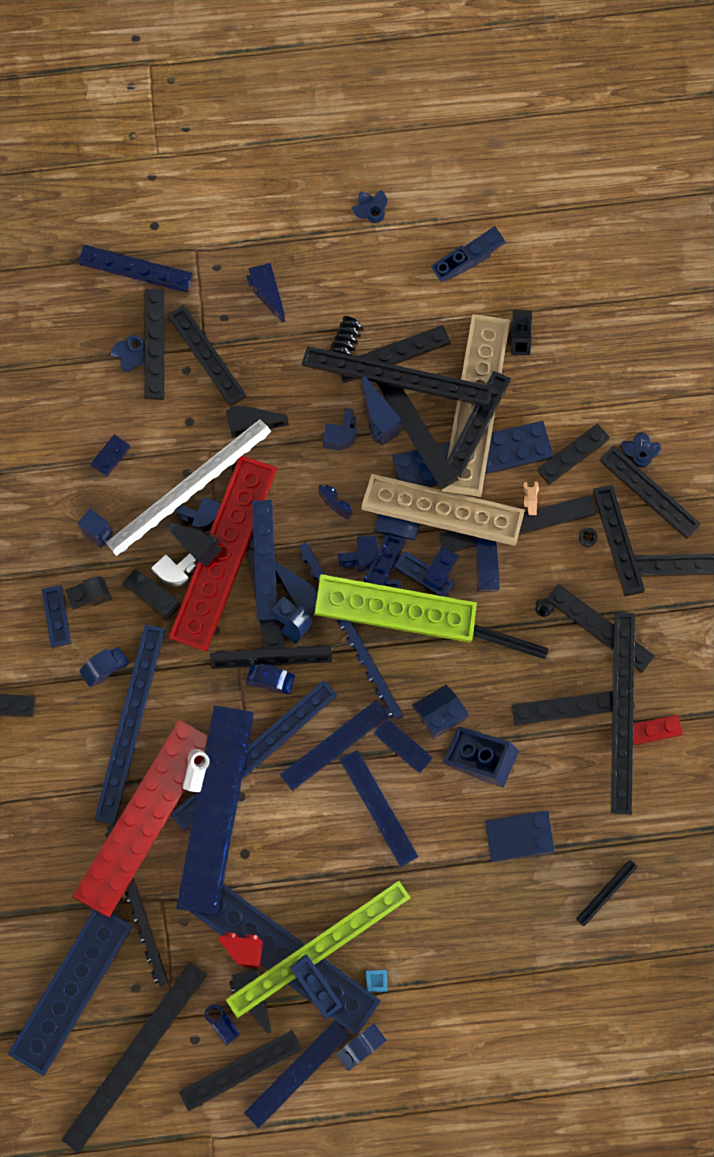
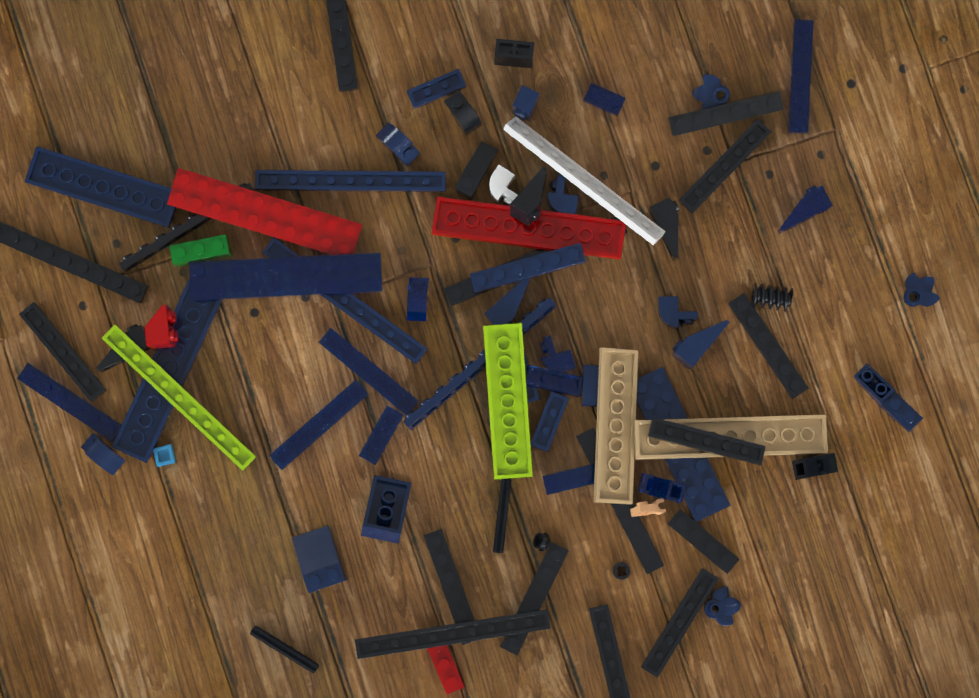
camera: 85 degrees right, 10 degrees up
(40, 531) = (514, 53): none -> black hinge
(166, 895) = (200, 250): none -> green brick
(195, 772) = (314, 250): white piece -> none
(222, 1026) = (97, 327): clear blue piece -> none
(272, 657) = (437, 286): black plate -> none
(295, 620) = (476, 308): dark blue brick -> none
(315, 986) = (143, 401): dark blue plate -> none
(330, 497) = (606, 317): clear blue slope -> none
(398, 376) = (739, 354): black plate -> none
(420, 435) = (691, 381): black tile -> none
(440, 568) = (557, 435): clear blue plate -> none
(440, 711) = (421, 462): dark blue slope -> none
(514, 478) = (661, 488): none -> clear blue brick
(618, 540) = (621, 600): black plate -> none

